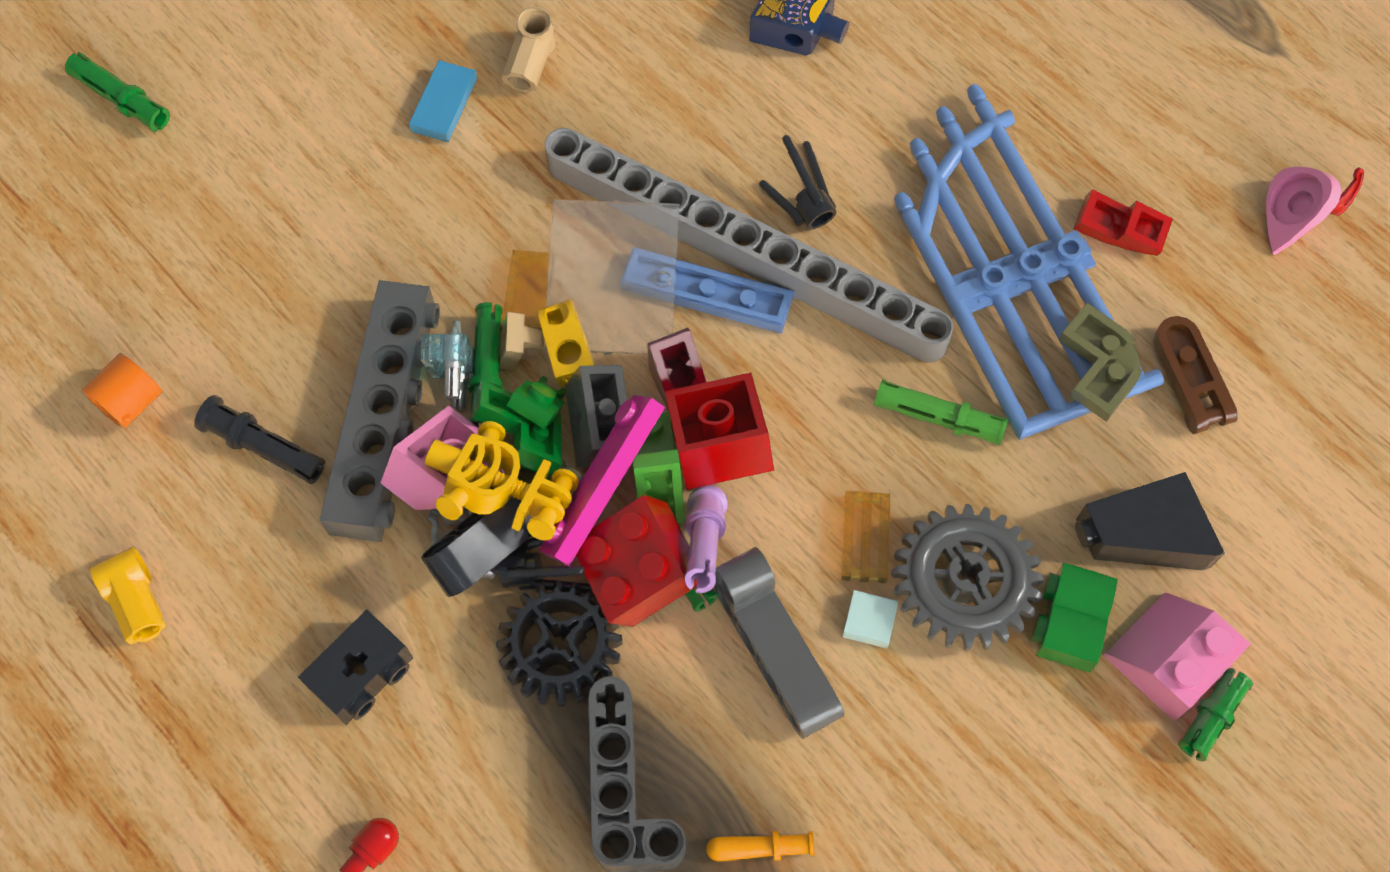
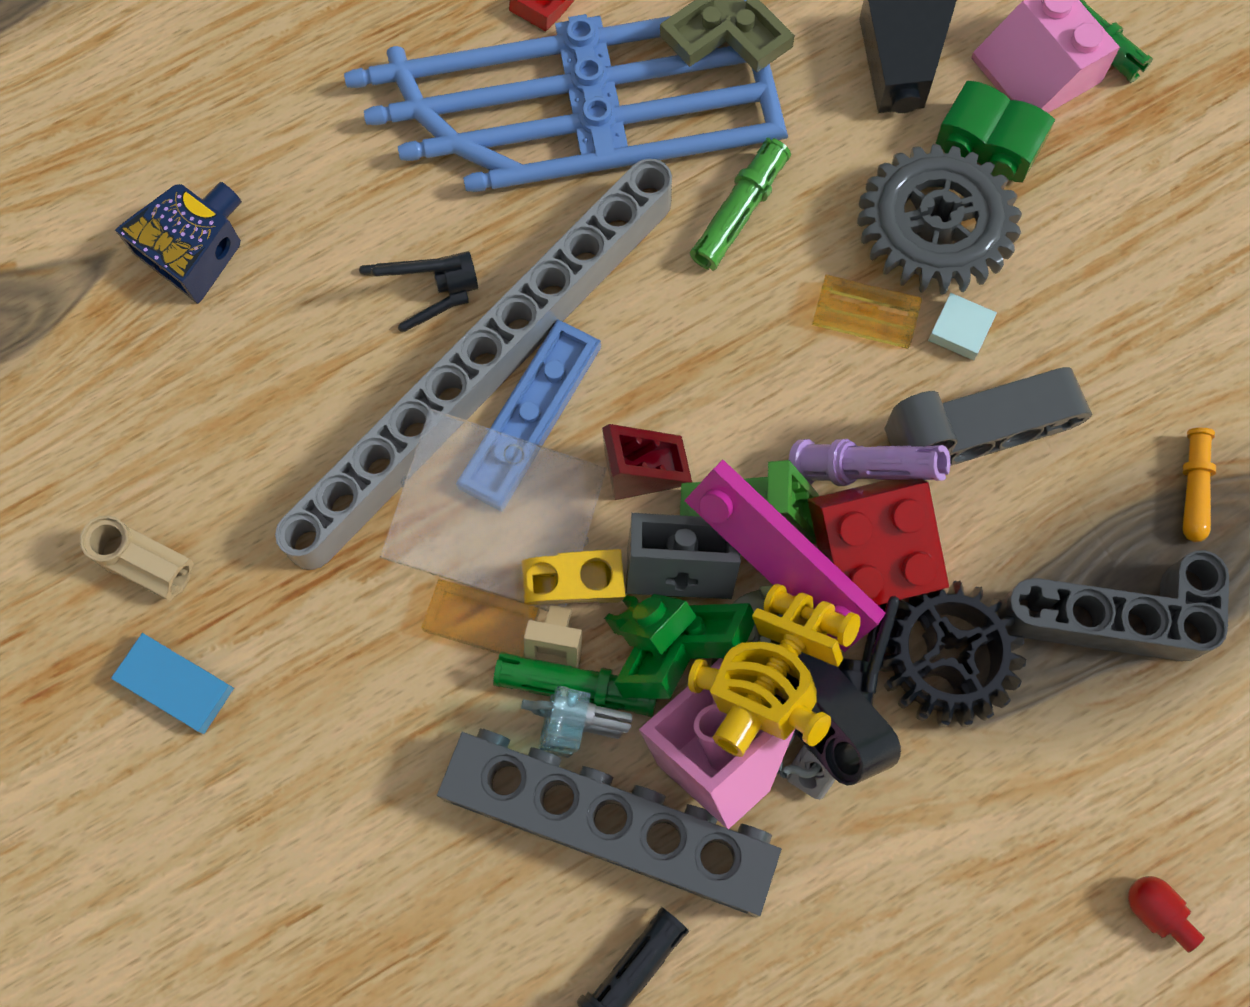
camera: 75 degrees left, 5 degrees up
(362, 644) = (956, 931): black brick -> none
(720, 431) = (730, 415): red brick -> none

